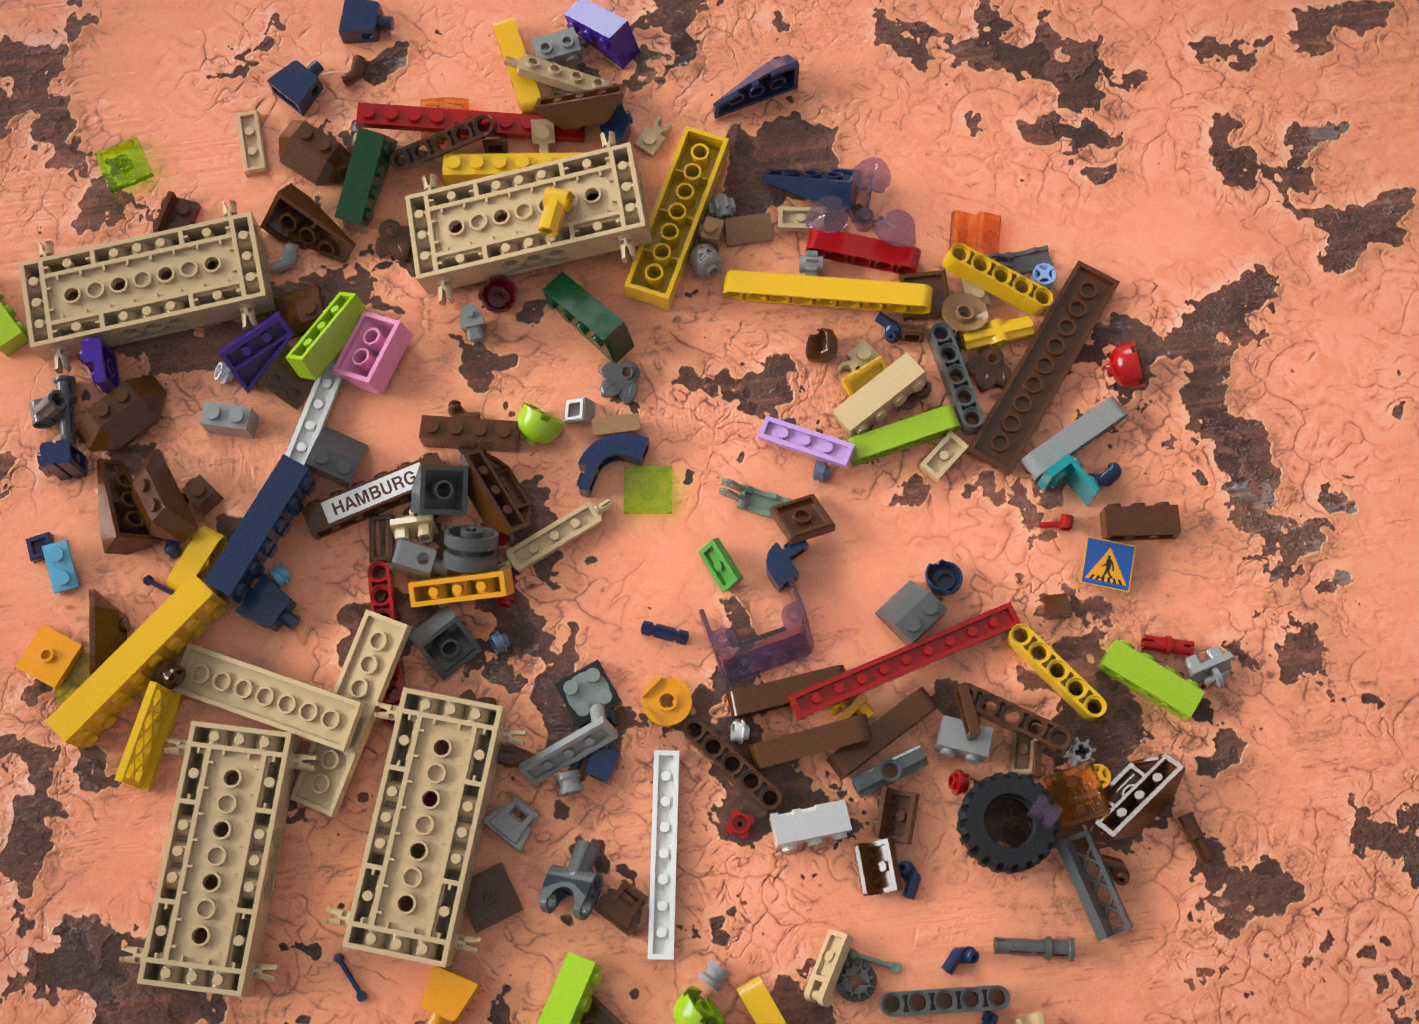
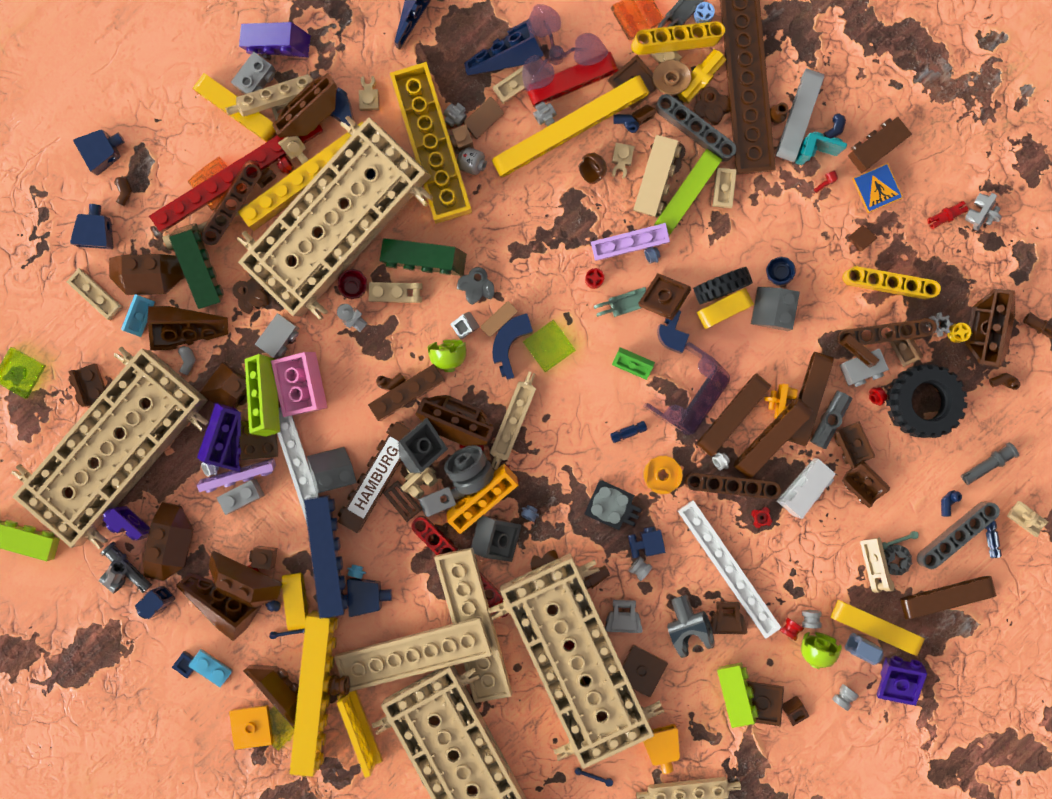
camera: 35 degrees left, 15 degrees up
(232, 396) = (229, 478): none -> lavender plate
(266, 189) = (137, 315): none -> medium azure plate
(389, 294) = (277, 336): none -> light grey brick
(523, 145) = (285, 165): none -> red plate
(534, 333) = (394, 292): none -> tan plate
(555, 205) = (352, 199): yellow piece -> none
(570, 748) = (639, 530): light grey piece -> none
(683, 970) = (791, 629): none -> red wheel
(744, 449) = (592, 276): none -> red wheel
(858, 576) = (725, 308): none -> yellow beam
(863, 375) = (636, 169): yellow tile -> none
(869, 545) = (723, 285): none -> black tyre
(903, 661) = (794, 344): red plate -> none
(911, 877) = (888, 475): dark blue arm -> none
(1045, 811) = (951, 382): clear purple wheel -> none
(1053, 420) = (777, 116): none -> reddish brown cone
(1078, 793) = (956, 352): clear orange slope -> none
(1086, 891) = (999, 408): dark grey fence -> none
(1126, 366) = (802, 40): red cylinder -> none
(1151, 680) = (953, 245): lime brick -> none

